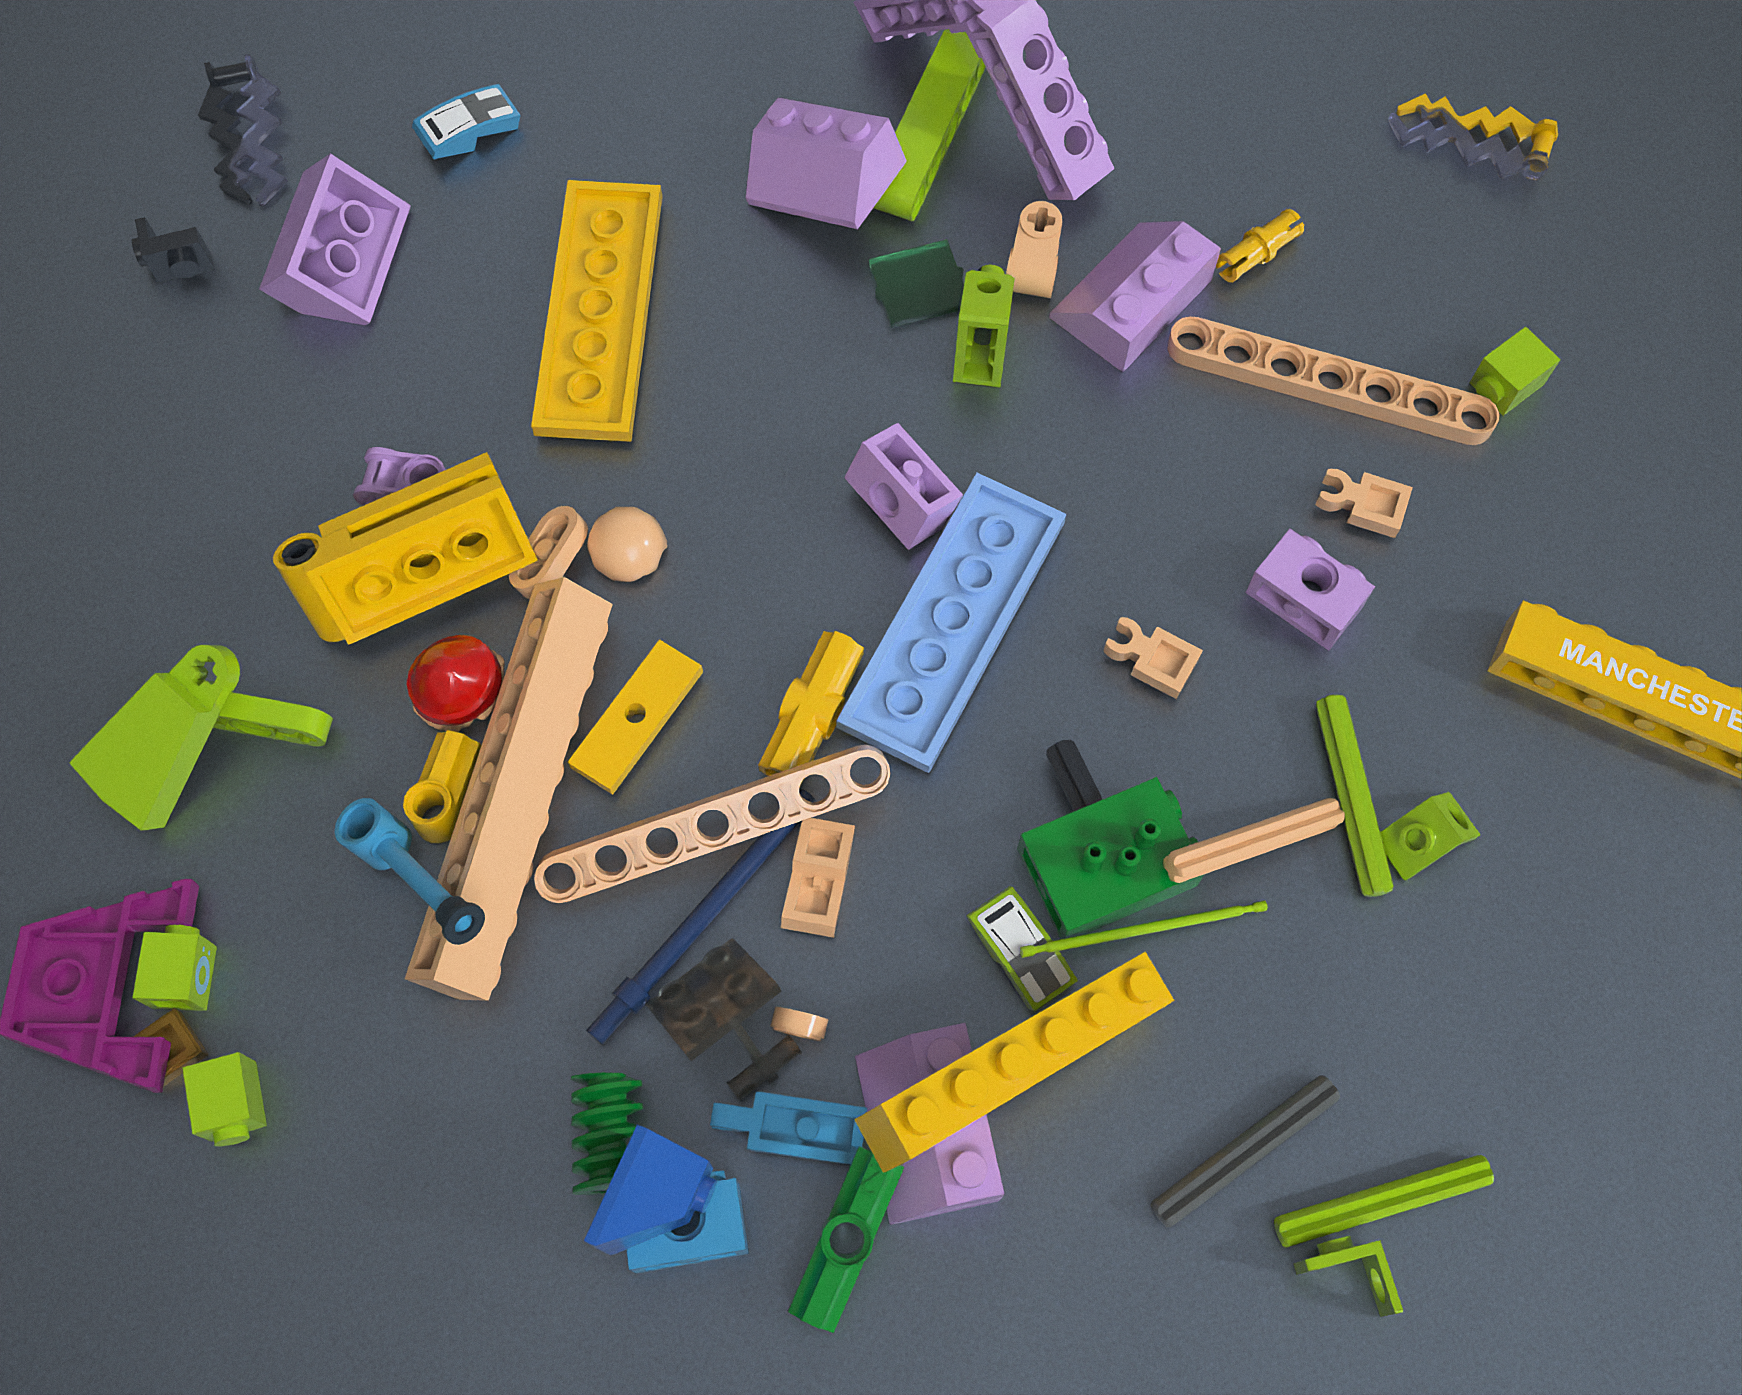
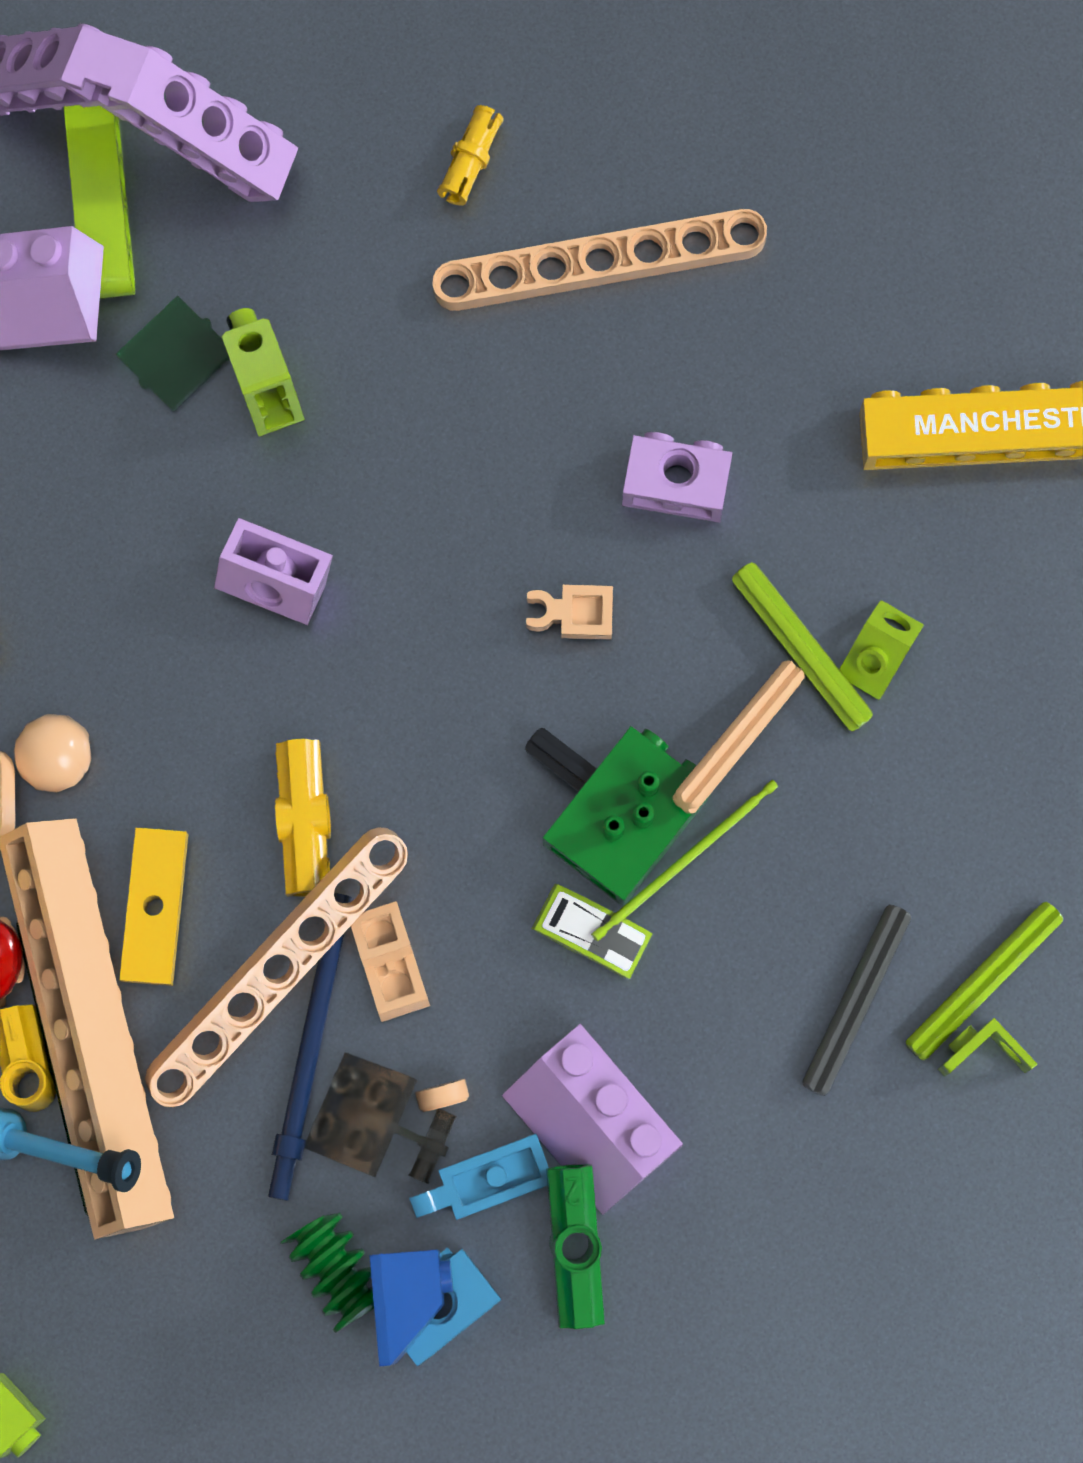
camera: 25 degrees left, 10 degrees up
(951, 622) = (381, 671): light blue plate -> none
(1012, 1063) = (637, 1035): yellow brick -> none
(1035, 250) = (269, 276): light nougat piece -> none
(1138, 290) = (379, 260): lavender slope -> none
(1373, 503) = (694, 364): light nougat plate -> none
(1514, 370) = (757, 170): lime brick -> none

